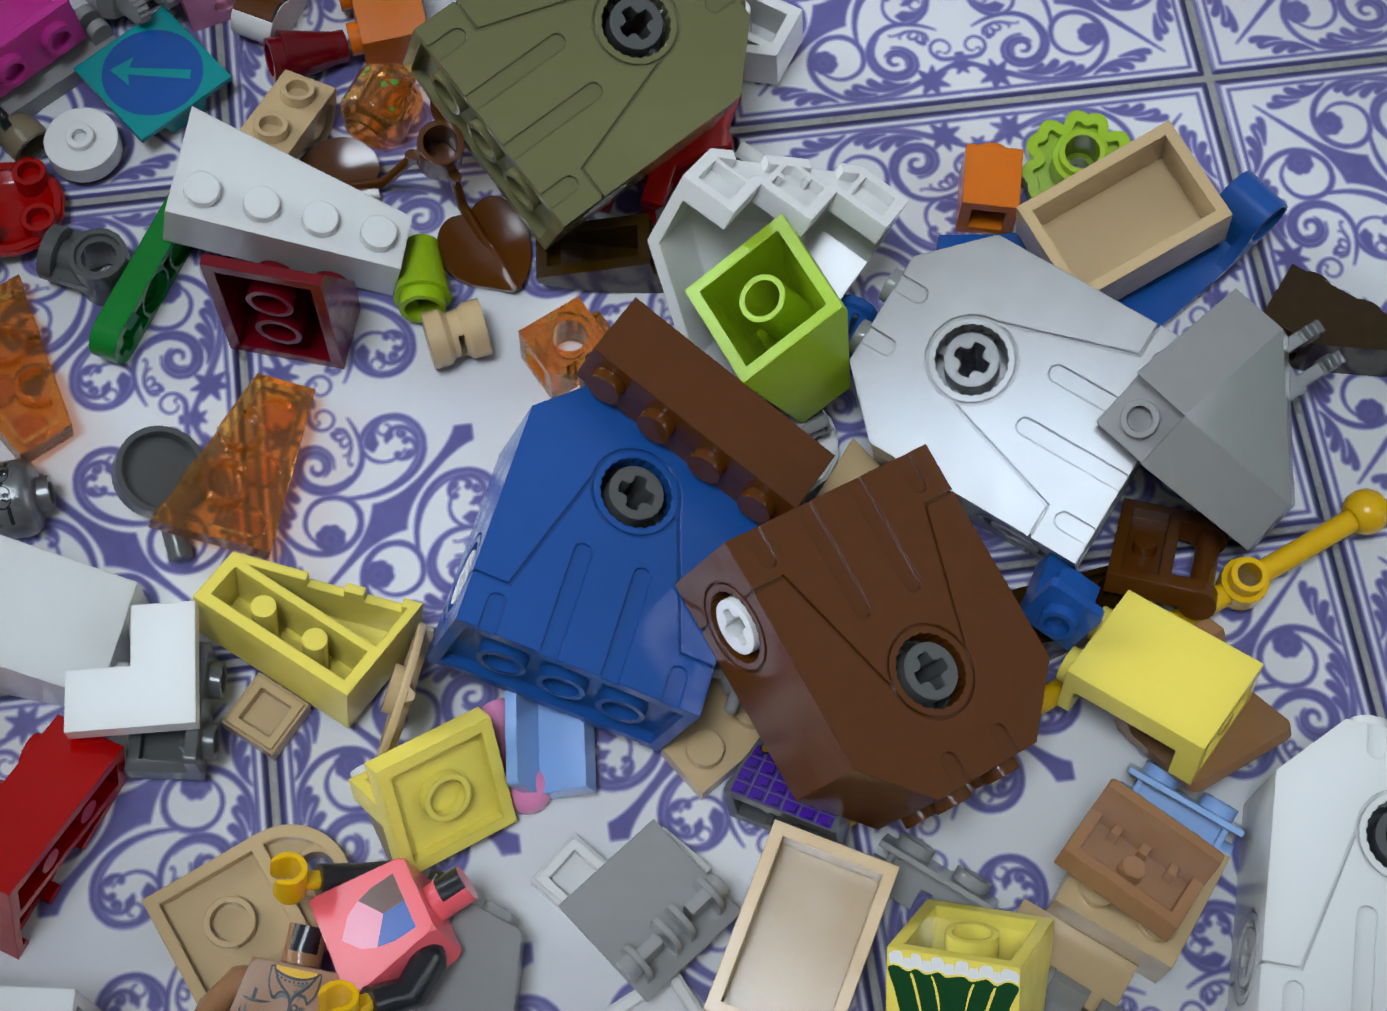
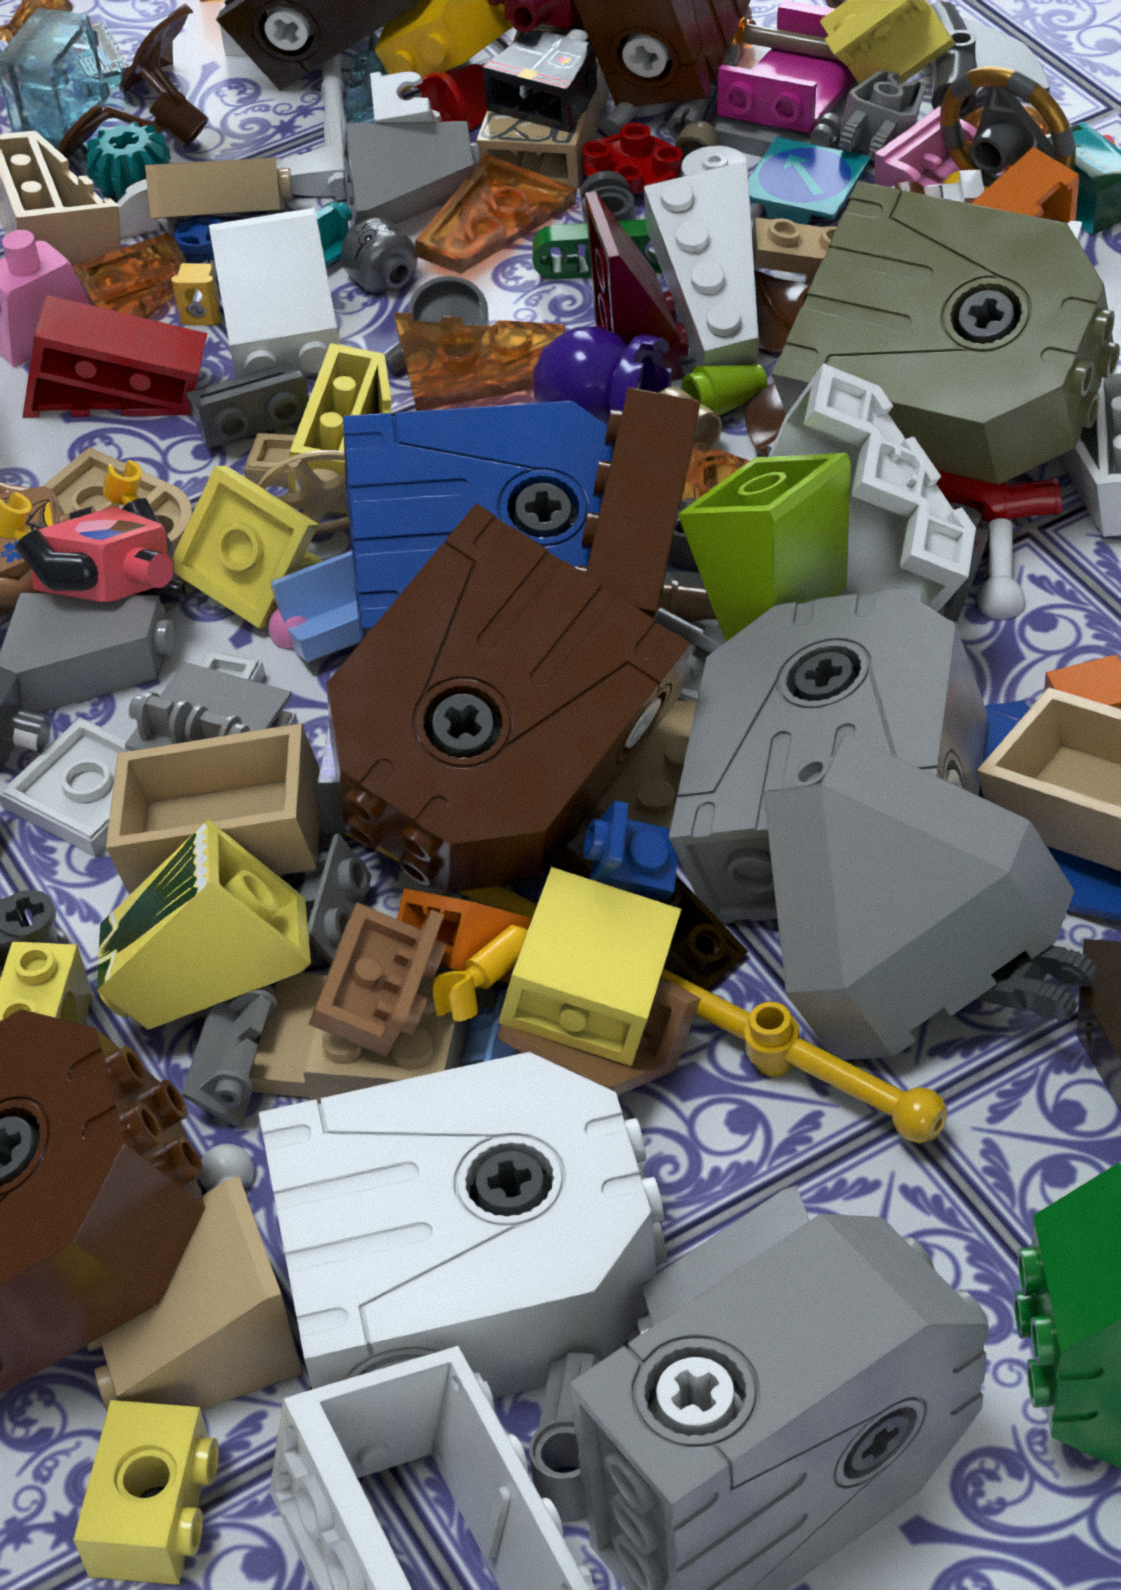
camera: 75 degrees right, 20 degrees down
(152, 693) = (248, 358): white tile -> none
(378, 379) = (597, 369): none -> dark purple tile
(1064, 778) = (480, 947): none -> torso
(1146, 554) = (736, 937): reddish brown plate -> none

